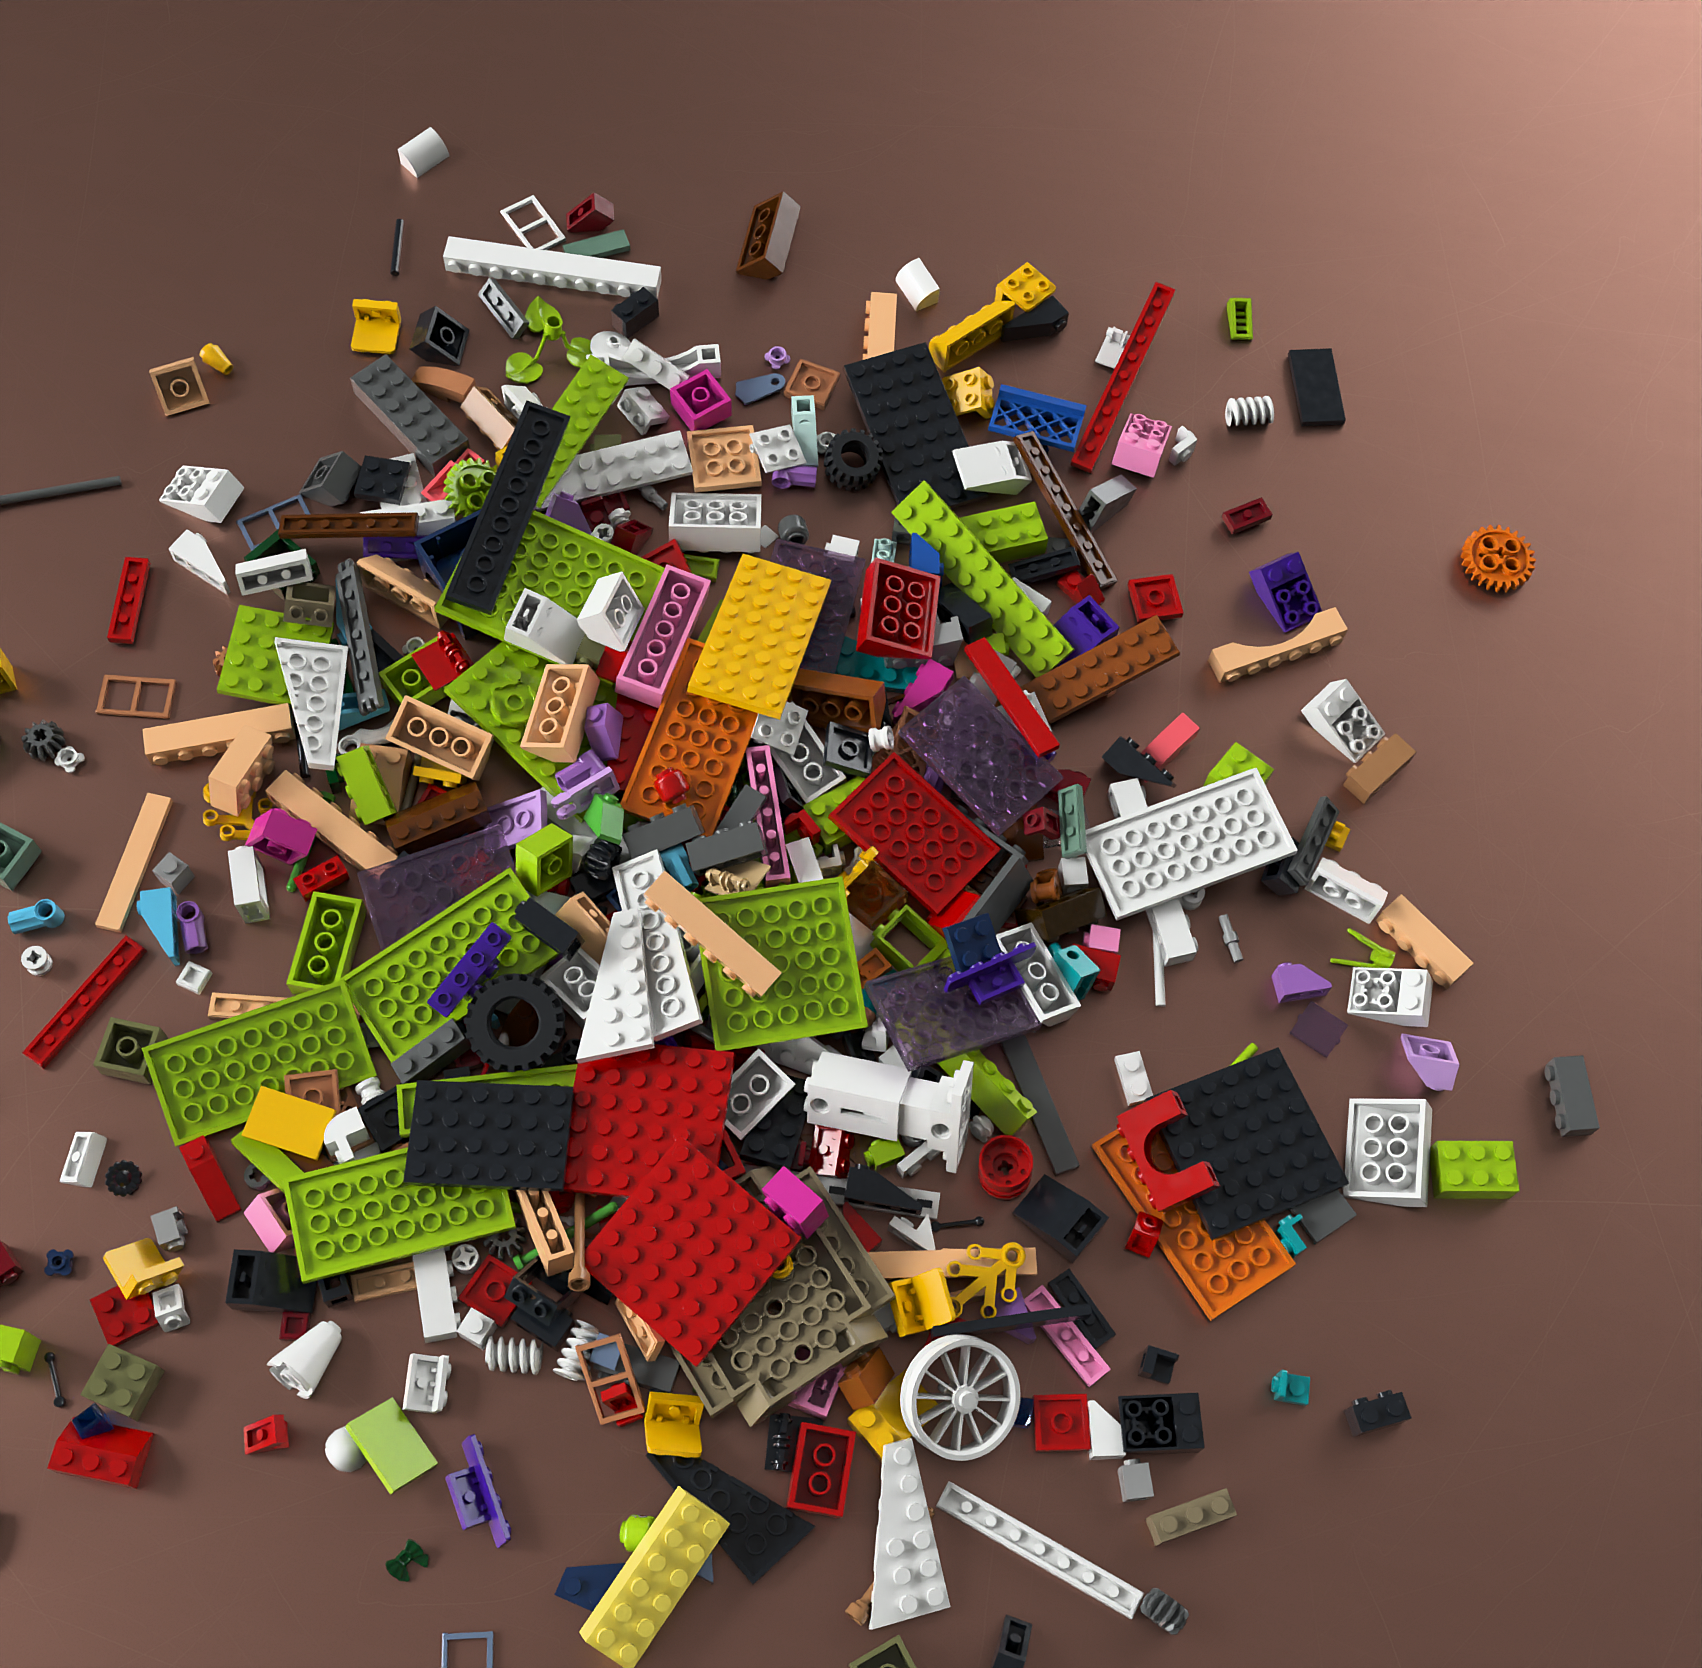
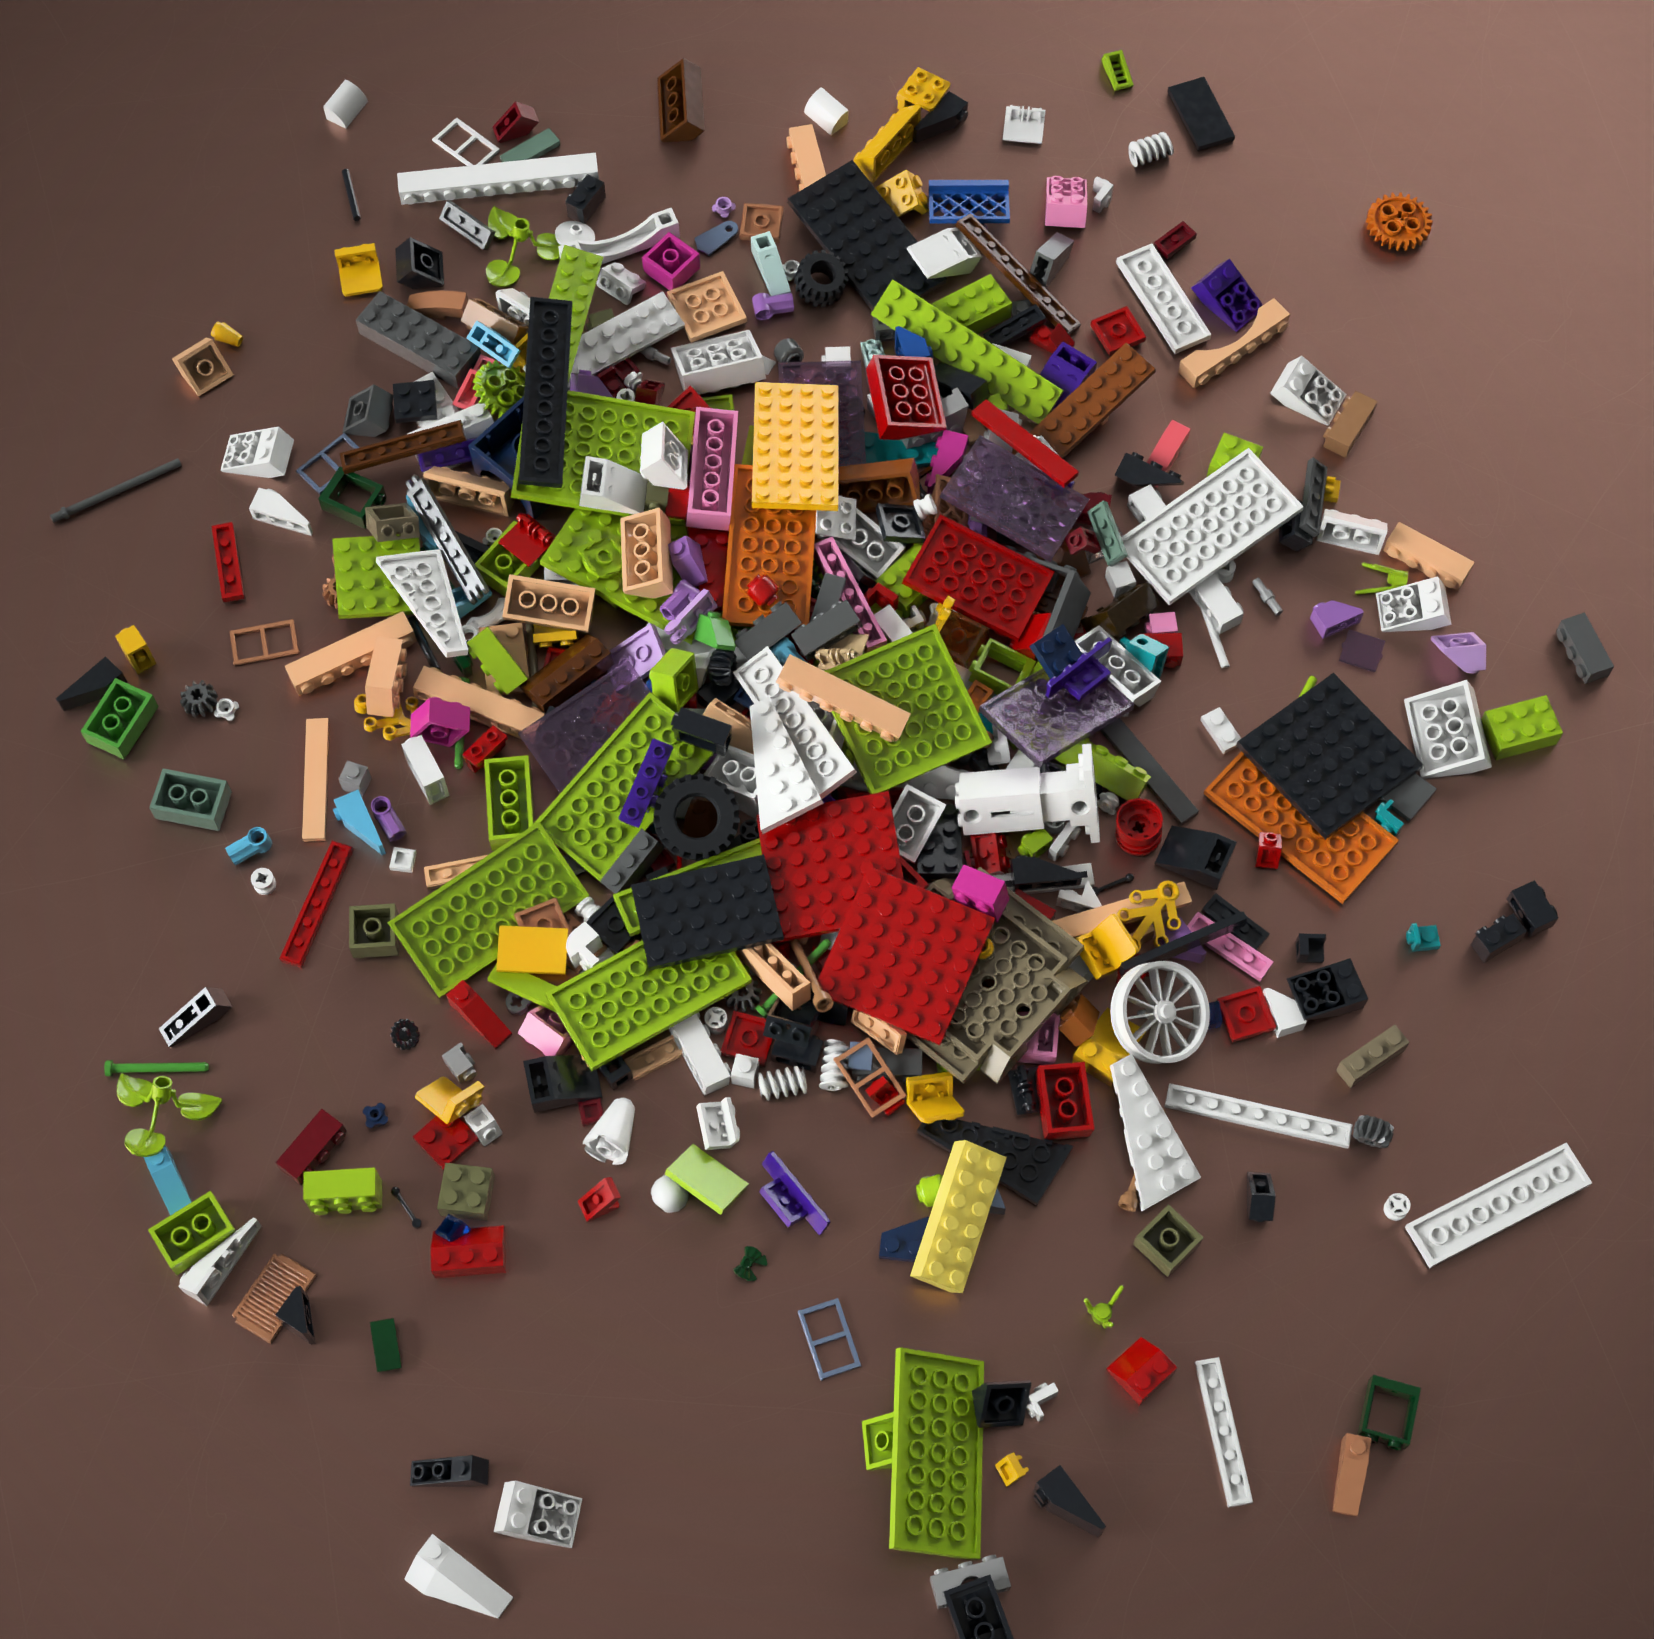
camera: 10 degrees left, 0 degrees up
(83, 1159) = (363, 1029): white slope -> none
(273, 572) = (353, 502): white brick -> none
(481, 439) = (493, 343): none -> medium azure slope
(654, 365) = (621, 240): white plate -> none
(777, 448) = (752, 285): white hinge -> none
(1046, 885) = (1101, 592): dark orange piece -> none
(1122, 377) = (1032, 147): red plate -> none
(1135, 1481) = (1320, 1042): light grey brick -> none
(1139, 1128) = (1240, 765): red arch -> none
(1215, 576) = (1163, 298): none -> white plate
(1427, 1390) = (1532, 908): none -> black brick

